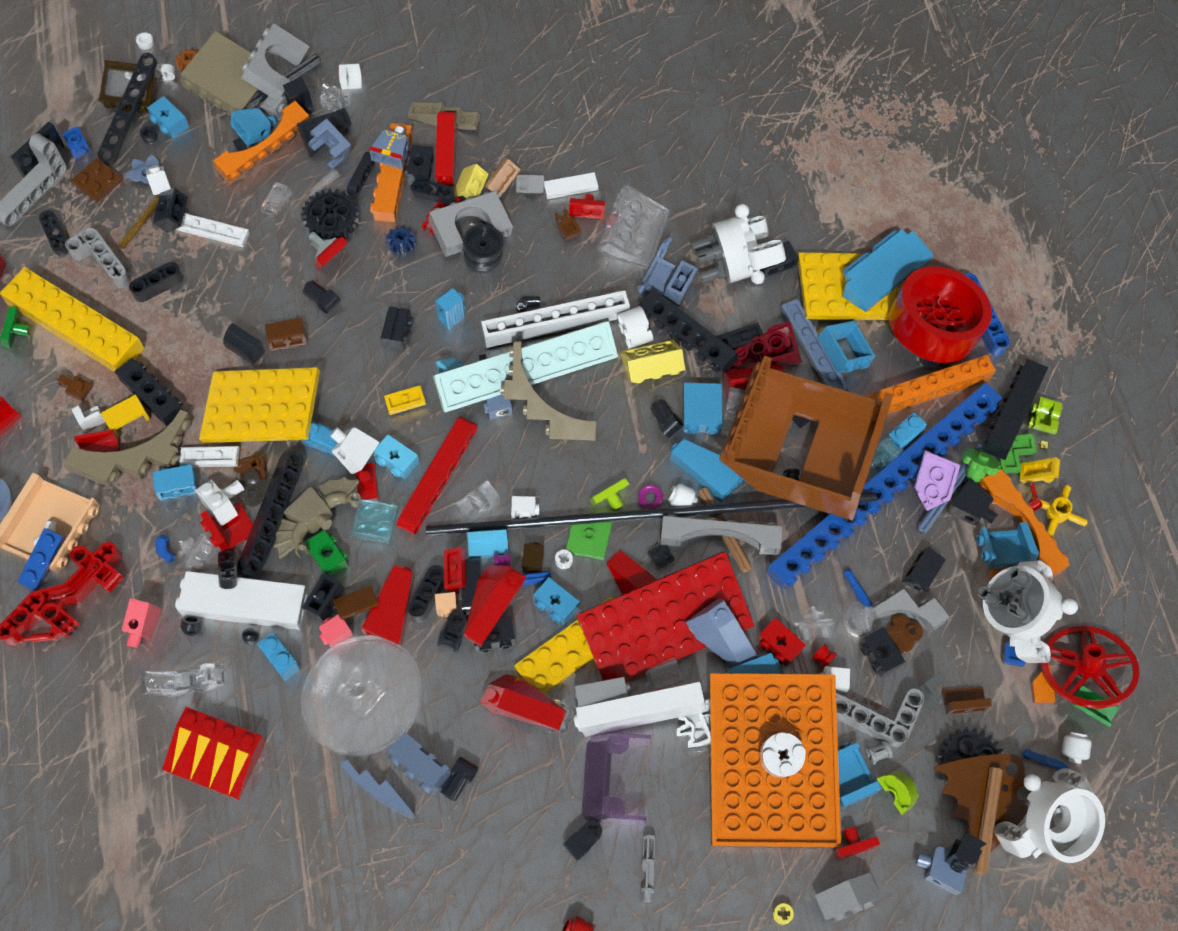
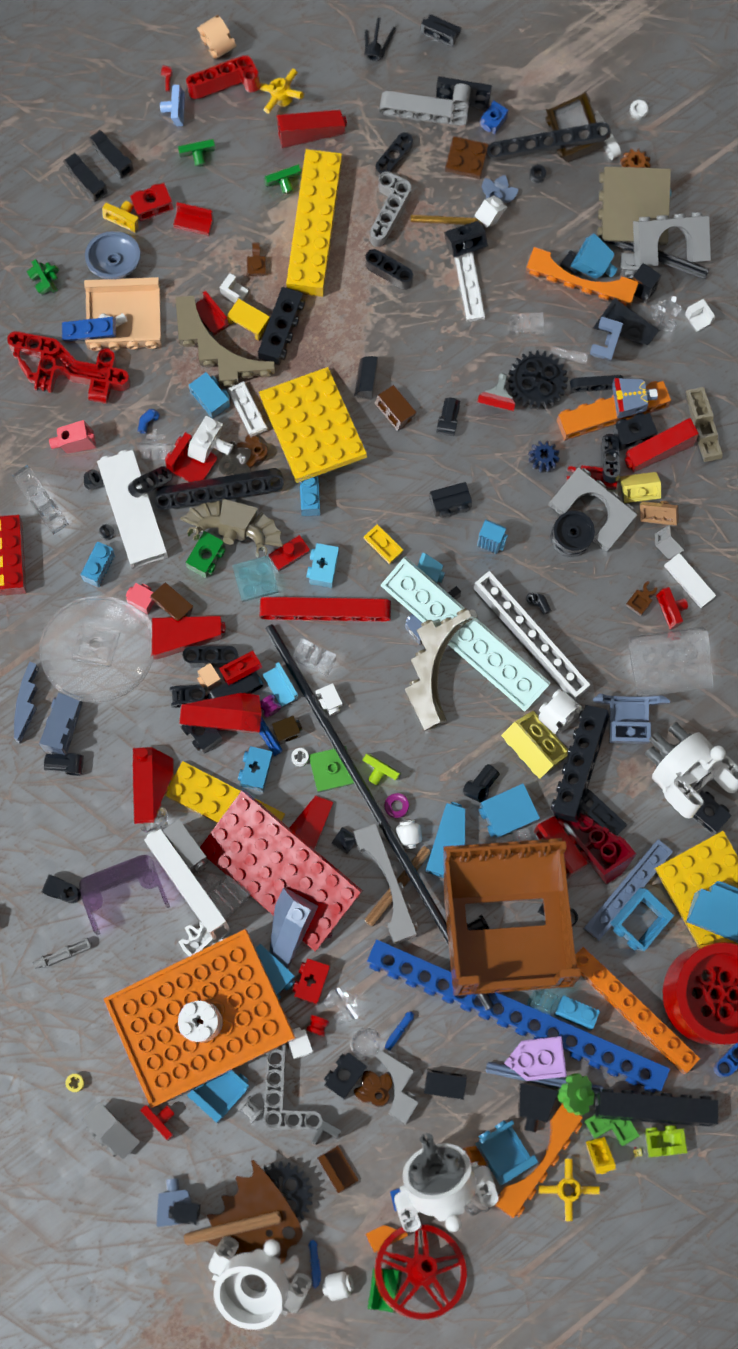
camera: 65 degrees right, 10 degrees up
(168, 117) = (559, 188): dark azure brick -> none
(320, 601) = (159, 572): black brick -> none
(353, 448) = (309, 524): white torso -> none
(903, 789) = (225, 1141): lime cylinder -> none
(1035, 503) = (564, 1164): red hand -> none

